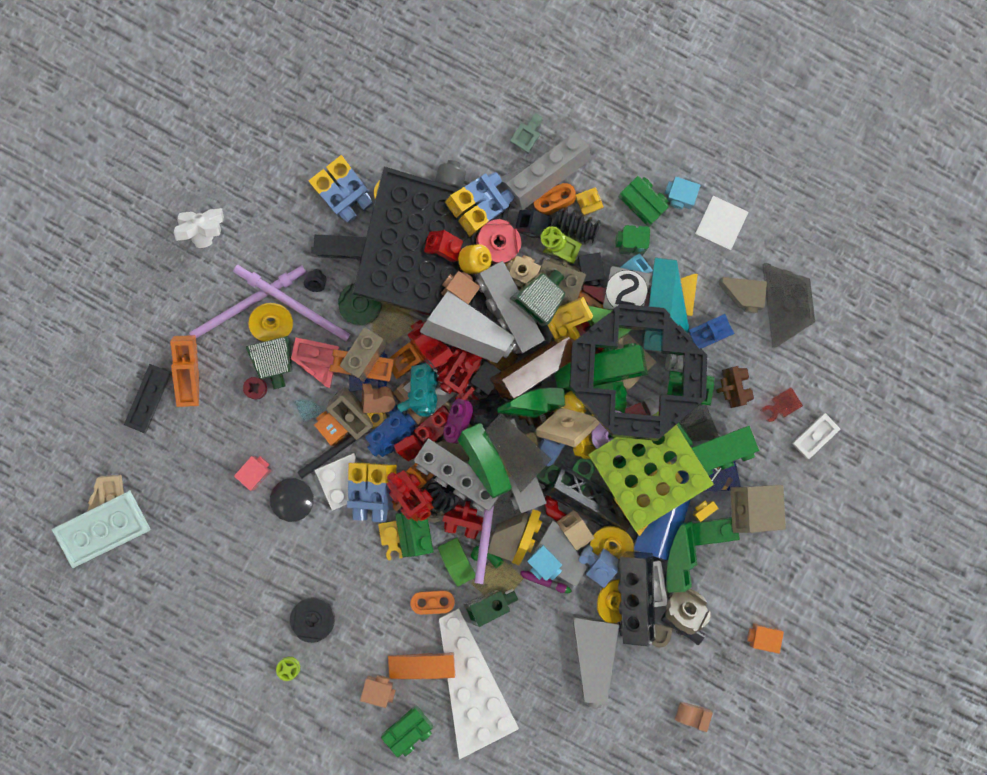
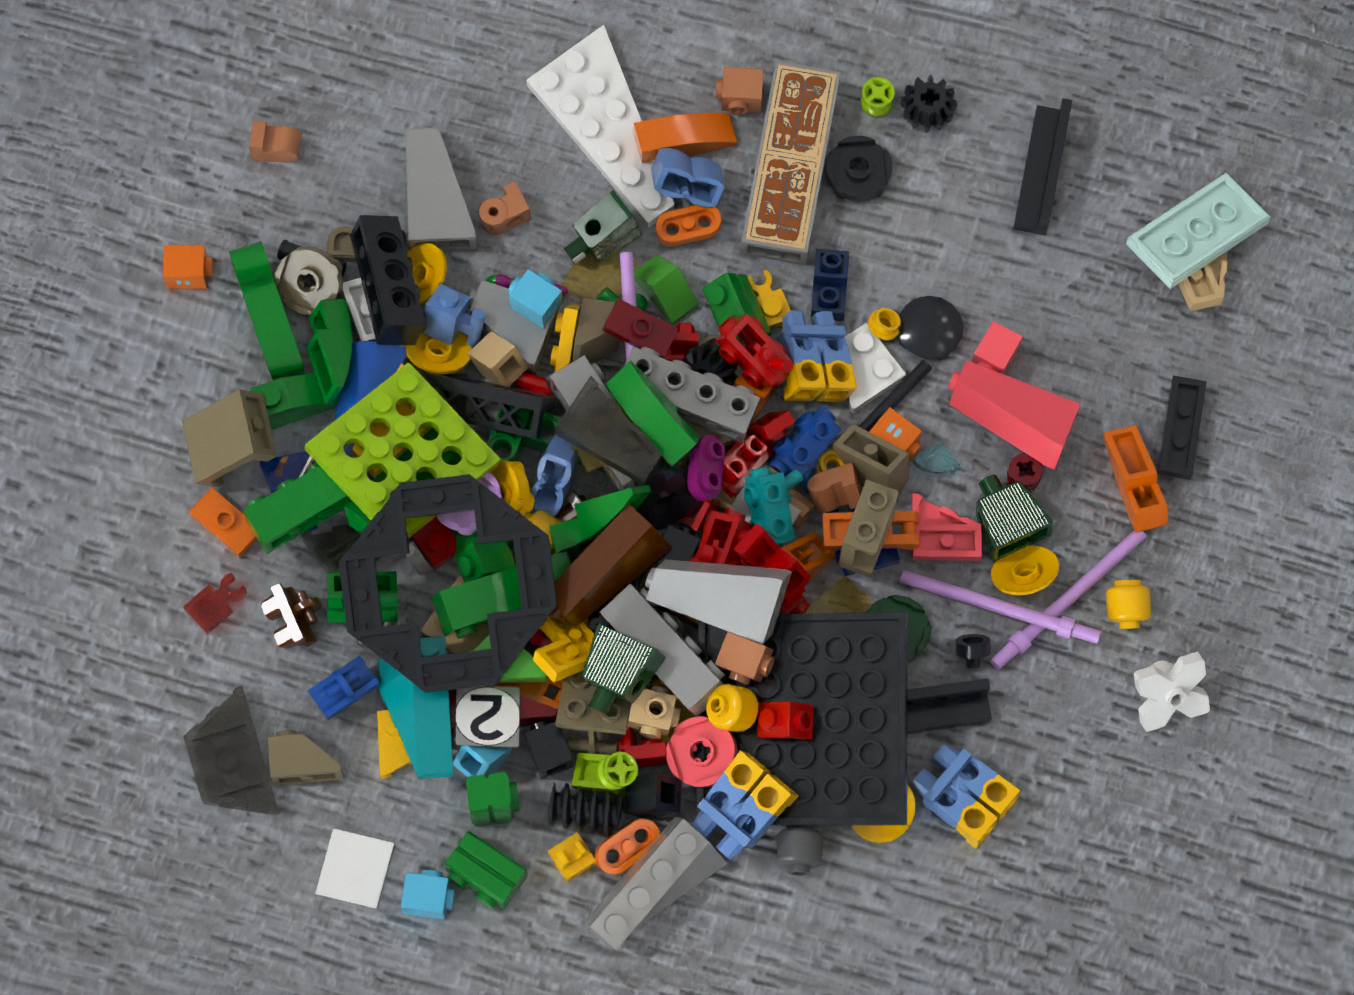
camera: 165 degrees right, 15 degrees down
(191, 596) = (1042, 168): none -> black fence
(211, 289) = (1128, 603): none -> yellow head
(248, 661) = (919, 94): none -> black gear
(250, 427) = (1015, 411): none -> coral slope
(315, 507) = (884, 323): none -> yellow plate
(349, 542) = (830, 282): none -> dark blue slope
(355, 633) = (790, 162): none -> brick
(407, 731) = (686, 45): green brick -> none
(426, 632) = (682, 176): none -> medium blue brick
(480, 527) = (639, 328): none -> dark red plate
(526, 135) = (692, 939): sand green plate -> none
(533, 252) = (650, 752): none -> red bracket
(549, 635) = (506, 212): none -> nougat leg
(567, 427) = (541, 486): tan plate -> none
(704, 509) = (309, 420): yellow plate -> none
(718, 595) = (266, 311): none -> green beam
(768, 460) = (223, 522): none -> orange plate
(816, 436) = (155, 568): white plate -> none

